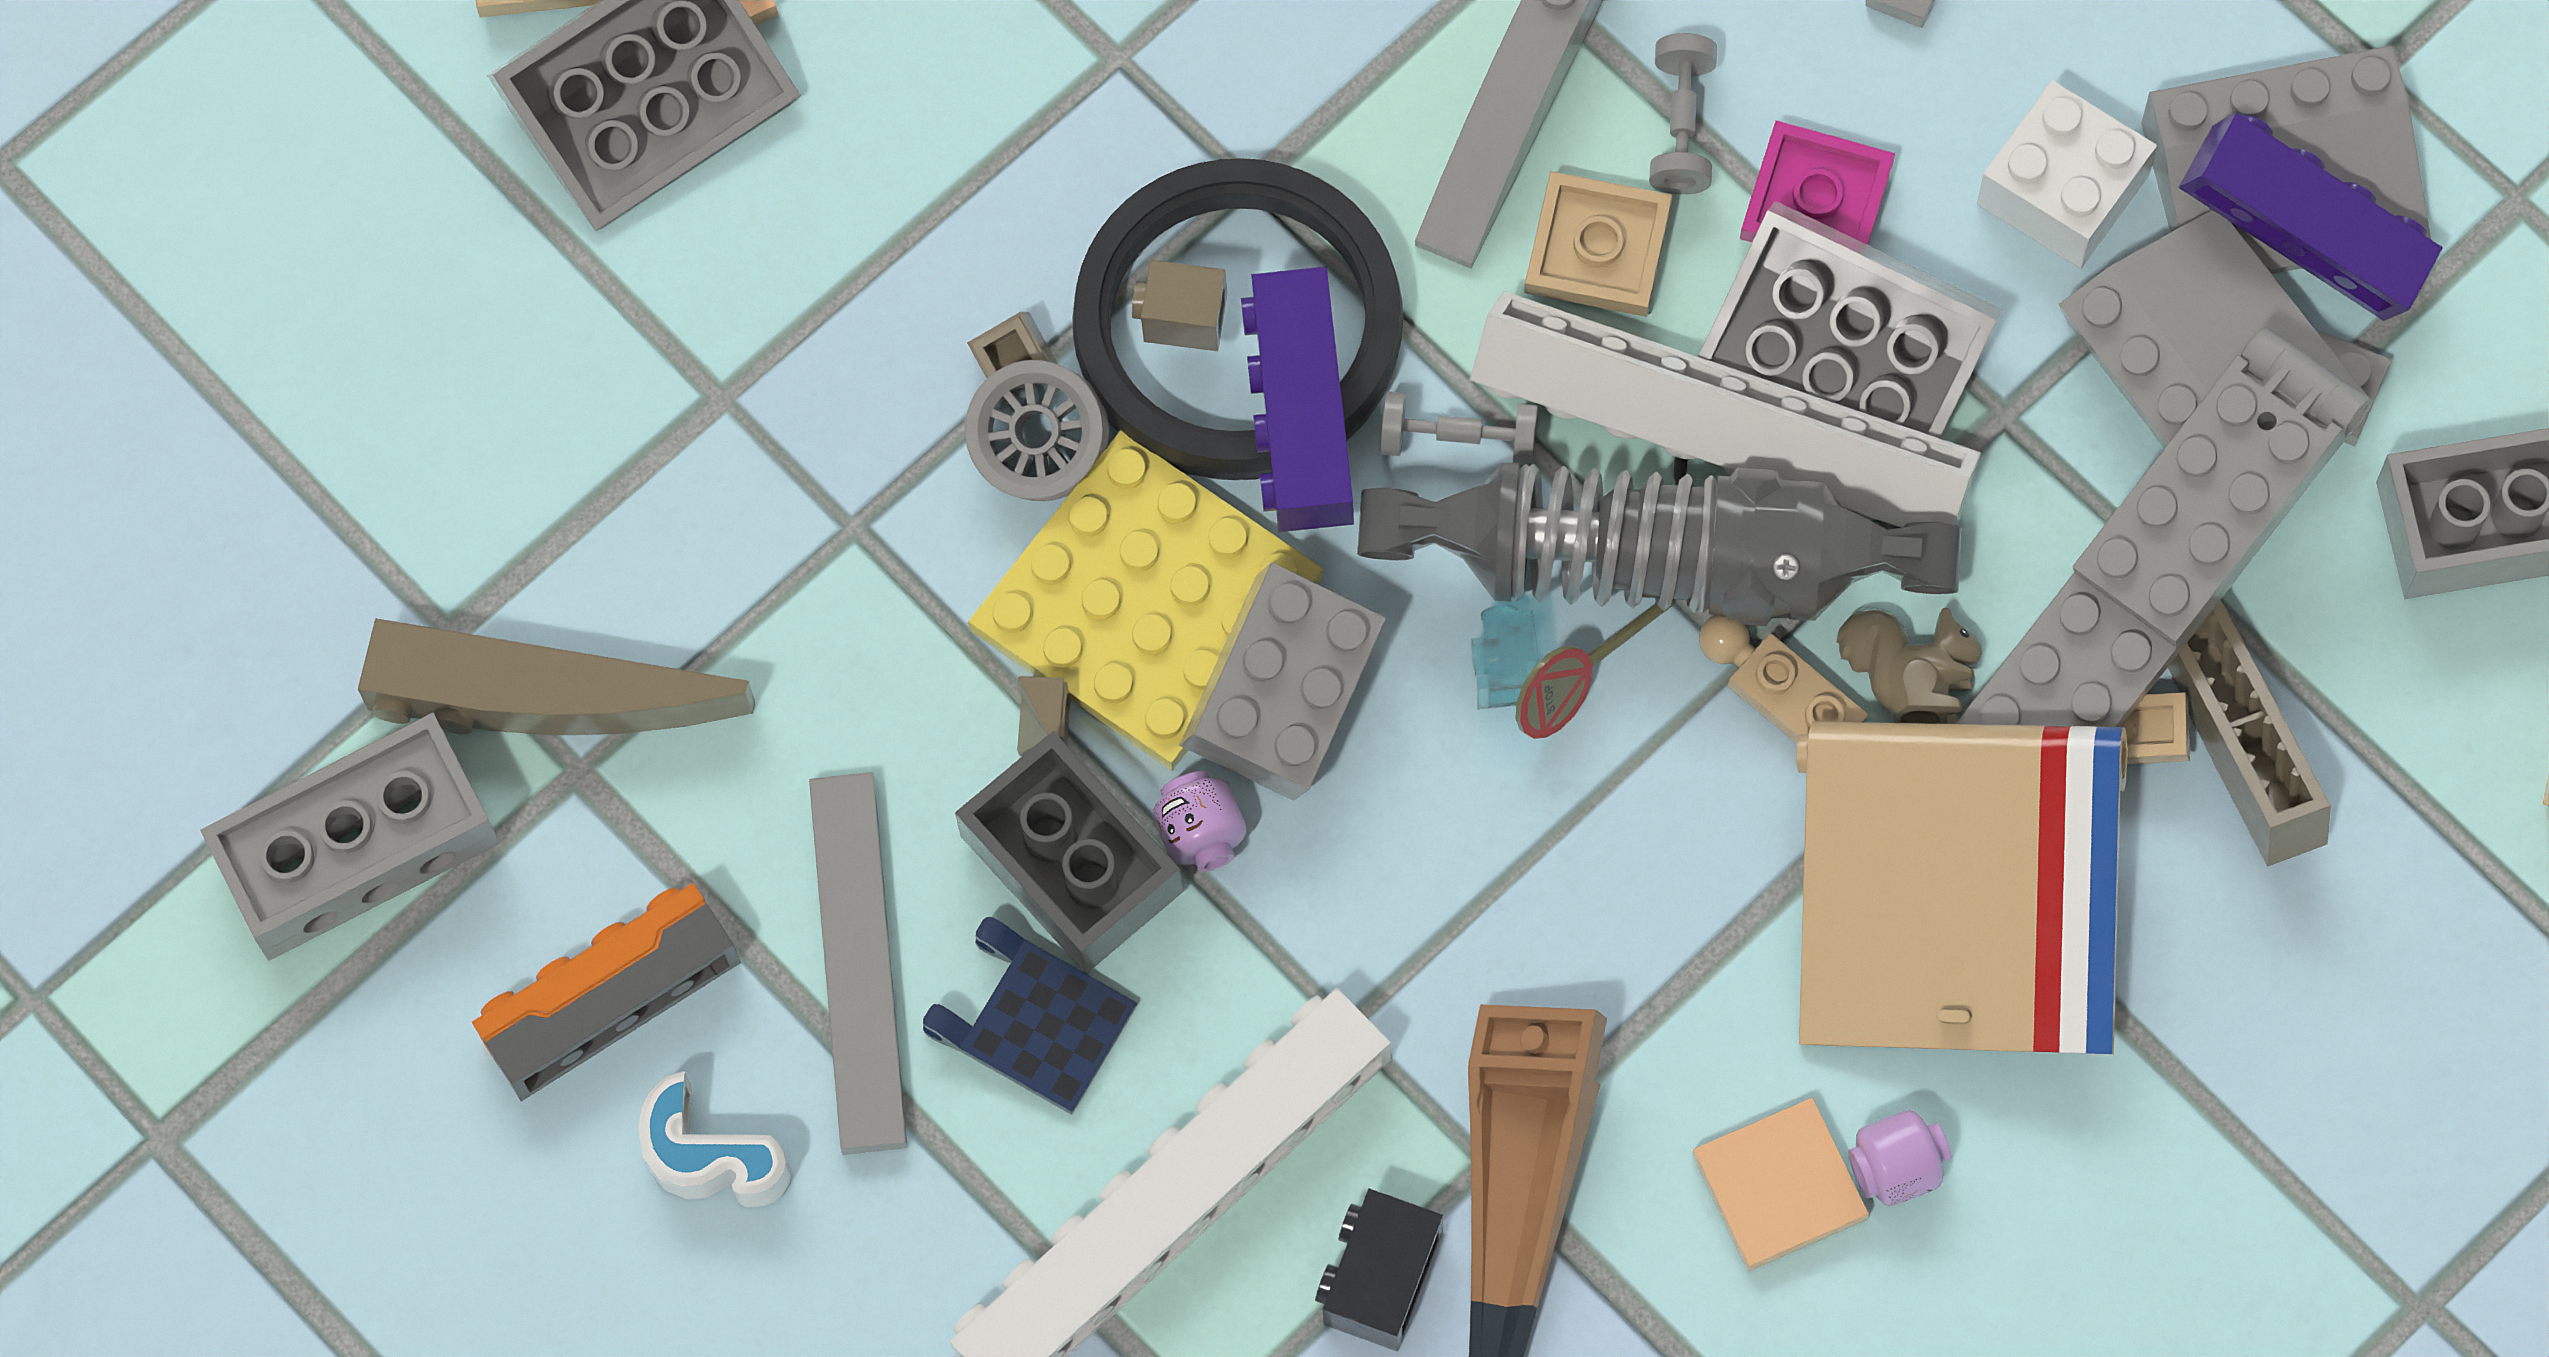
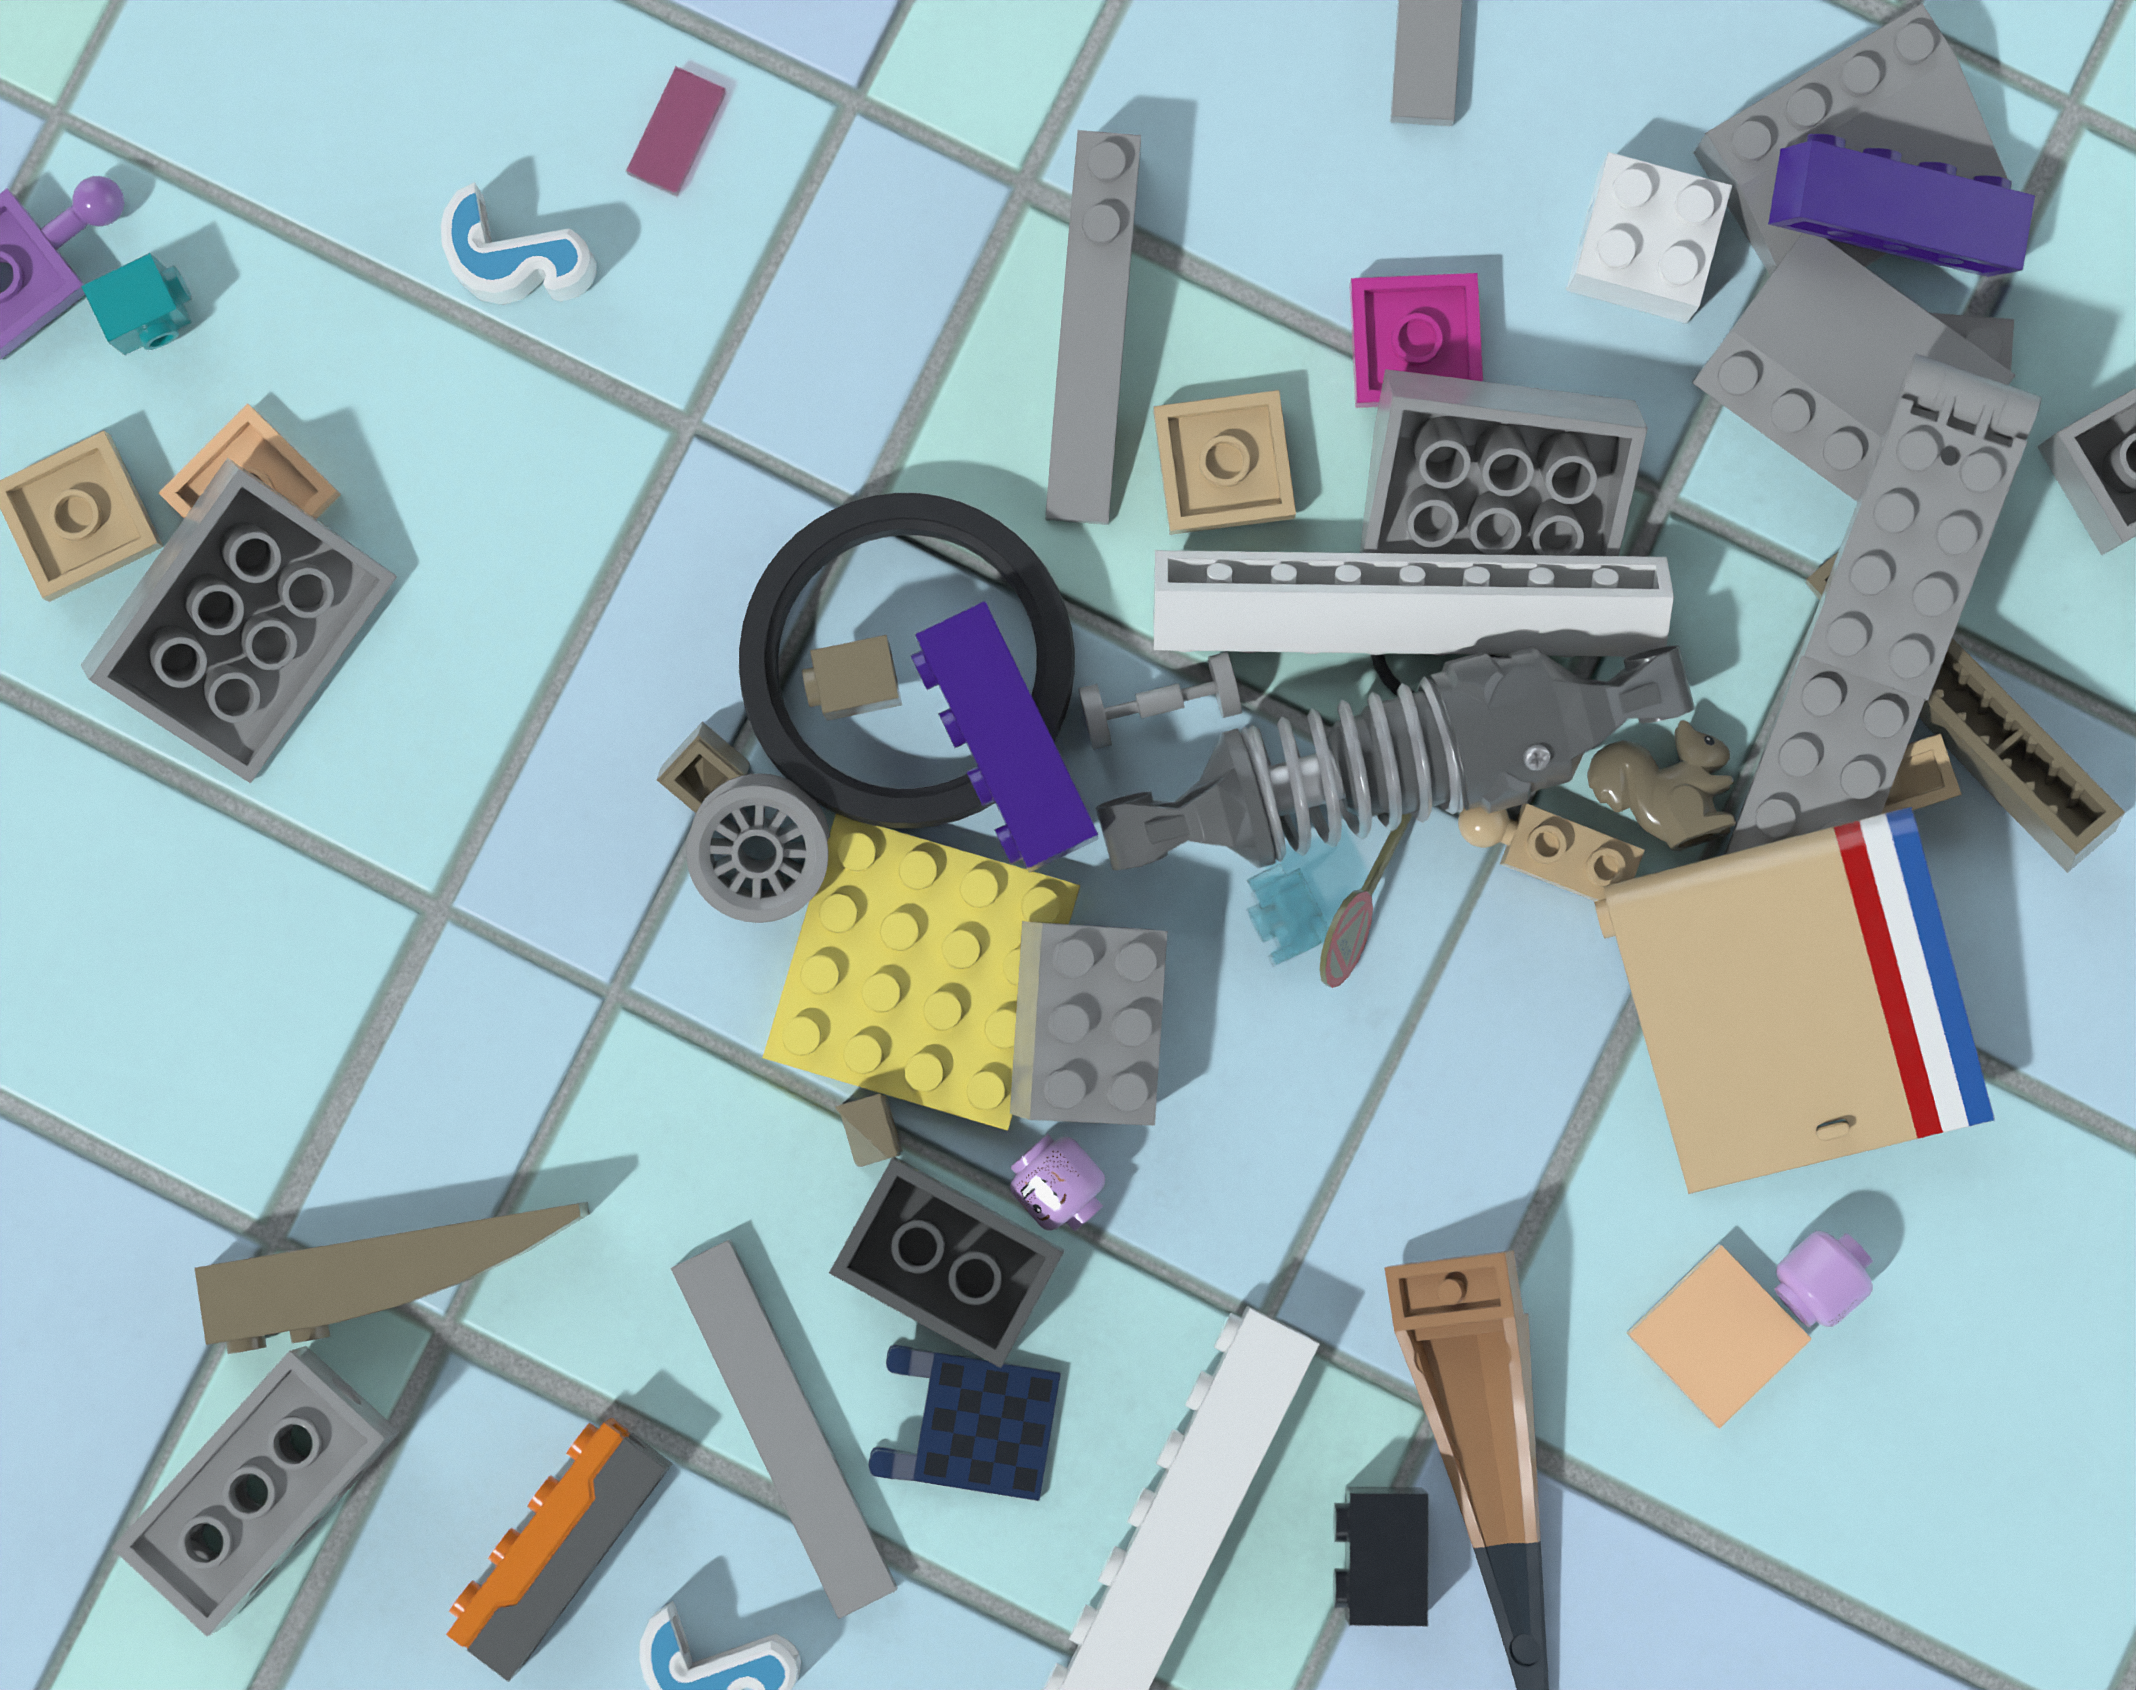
camera: 20 degrees left, 15 degrees up
(1685, 57) = (1240, 240): light grey wheel -> none

